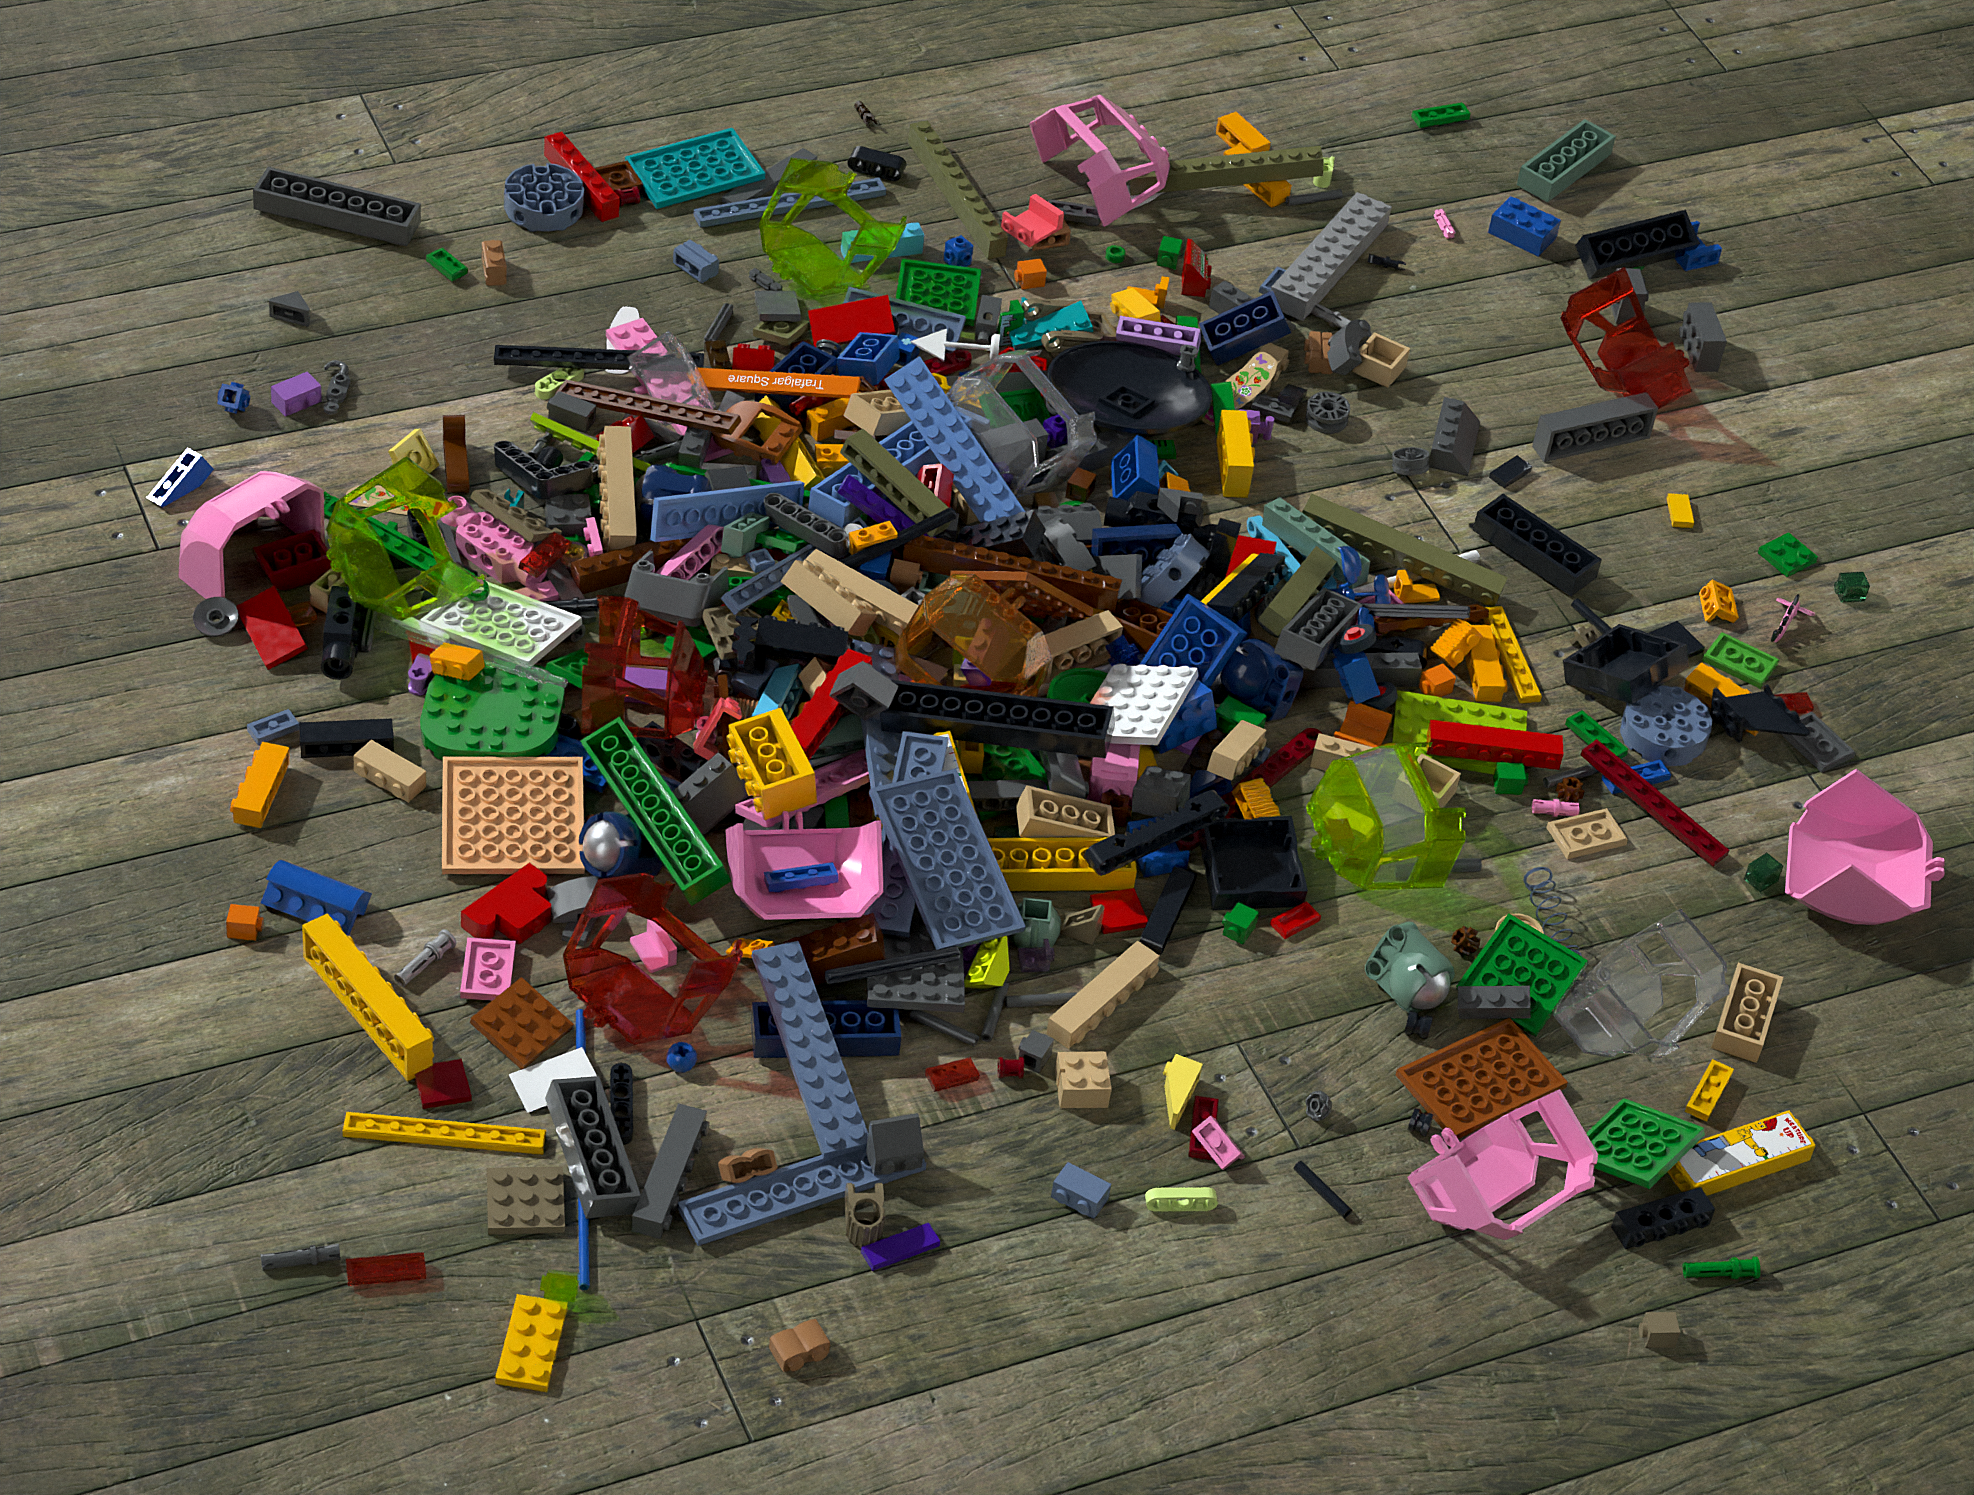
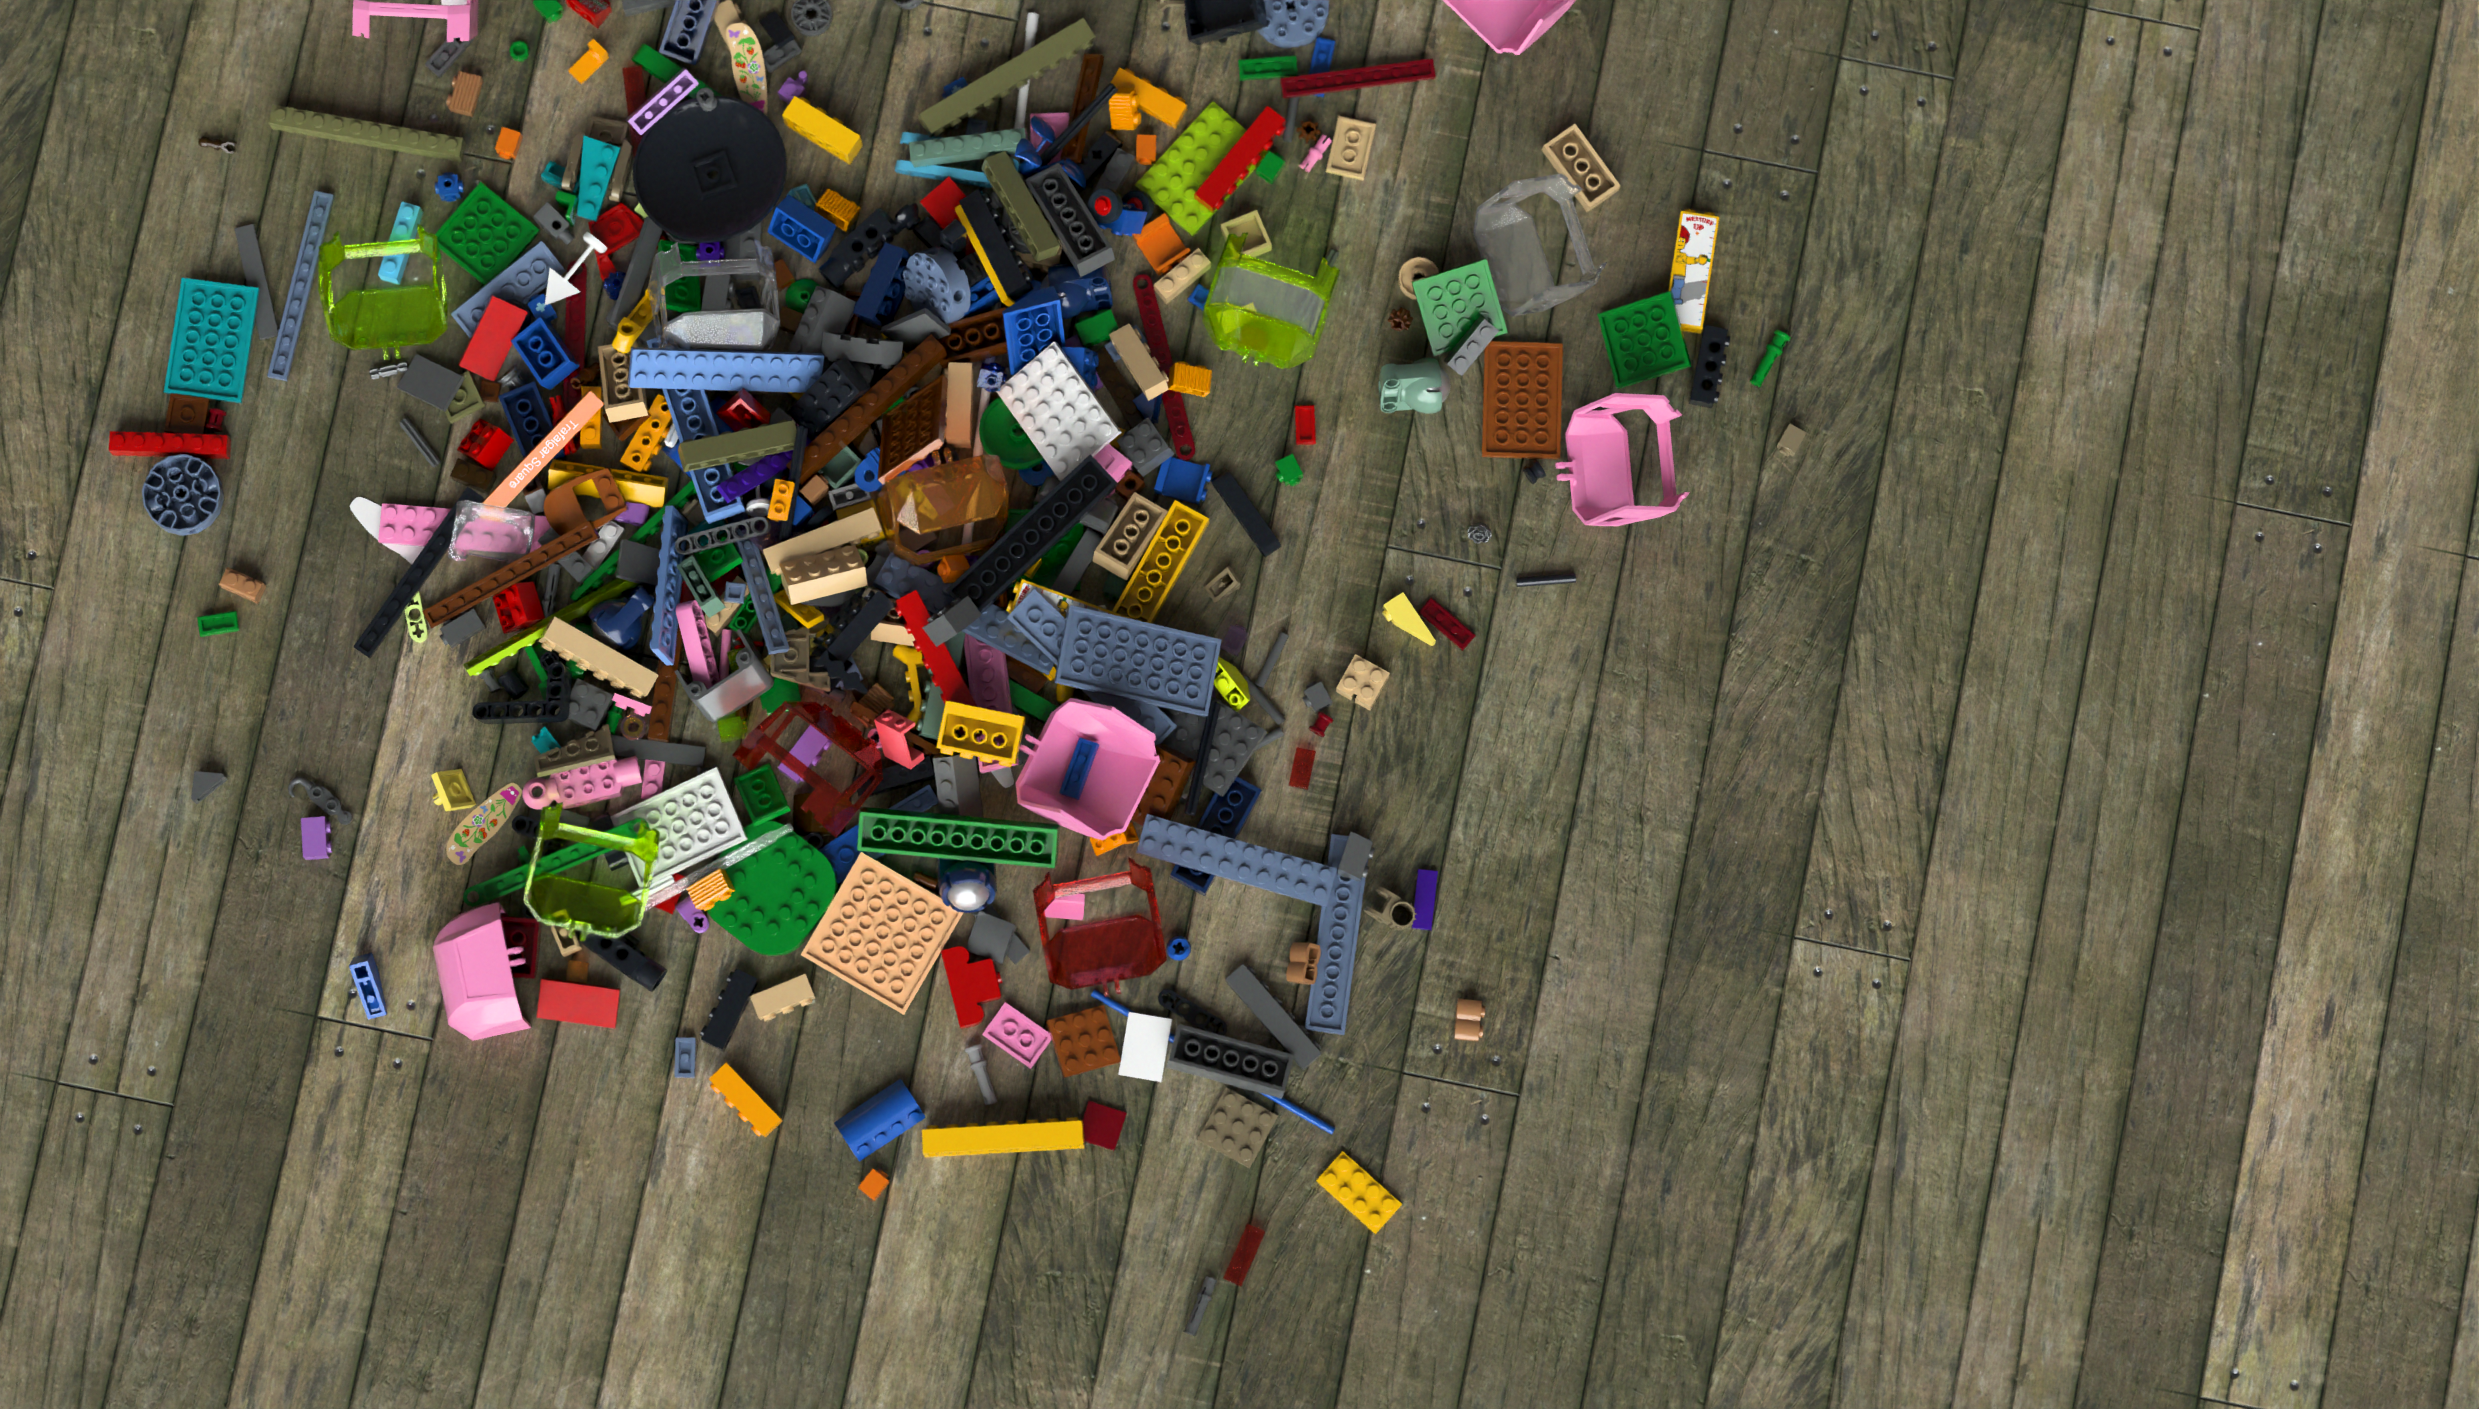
camera: 50 degrees left, 35 degrees up
(213, 609) = (545, 1049): dark grey dish -> none
(227, 394) = (295, 892): blue brick -> none
(337, 206) = (97, 677): dark grey brick -> none
(444, 1133) = (1147, 1149): yellow tile -> none
(455, 454) = (466, 754): reddish brown beam -> none
(545, 555) = (632, 754): clear red plate -> none
(560, 1285) = (1329, 1149): clear neon green brick -> none
(576, 605) = (691, 759): black pin -> none
(696, 261) = (333, 413): sand blue brick -> none
(781, 691) = (886, 670): medium azure brick -> none
(876, 163) = (292, 179): black beam -> none
(1034, 224) = (459, 106): coral panel -> none
(1044, 926) = (1218, 627): sand green piece -> none
(1080, 1190) = (1454, 748): sand blue brick -> none
(1103, 995) = (1295, 614): tan brick -> none
(1121, 910) = (1222, 547): red tile -> none
(1123, 849) = (1190, 535): black gear -> none
(1133, 305) = (610, 91): yellow brick -> none
(1177, 501) = (870, 233): dark grey slope -> none
(1196, 1199) = (1500, 684): yellowish green beam -> none
(1217, 1142) = (1472, 626): bright pink panel -> none
(1221, 400) = (761, 98): green beam -> none
(1253, 863) = (1243, 423): black tile -> none
(1412, 593) = (1044, 92): light orange bracket -> none
(1418, 1025) = (1452, 410): black wheel -> none
(1512, 657) = (1148, 66): yellow tile -> none
(1542, 884) = (1374, 224): sand blue piece -> none
(1709, 1090) = (1625, 247): yellow plate -> none
(1763, 872) = (1465, 50): clear green brick -> none

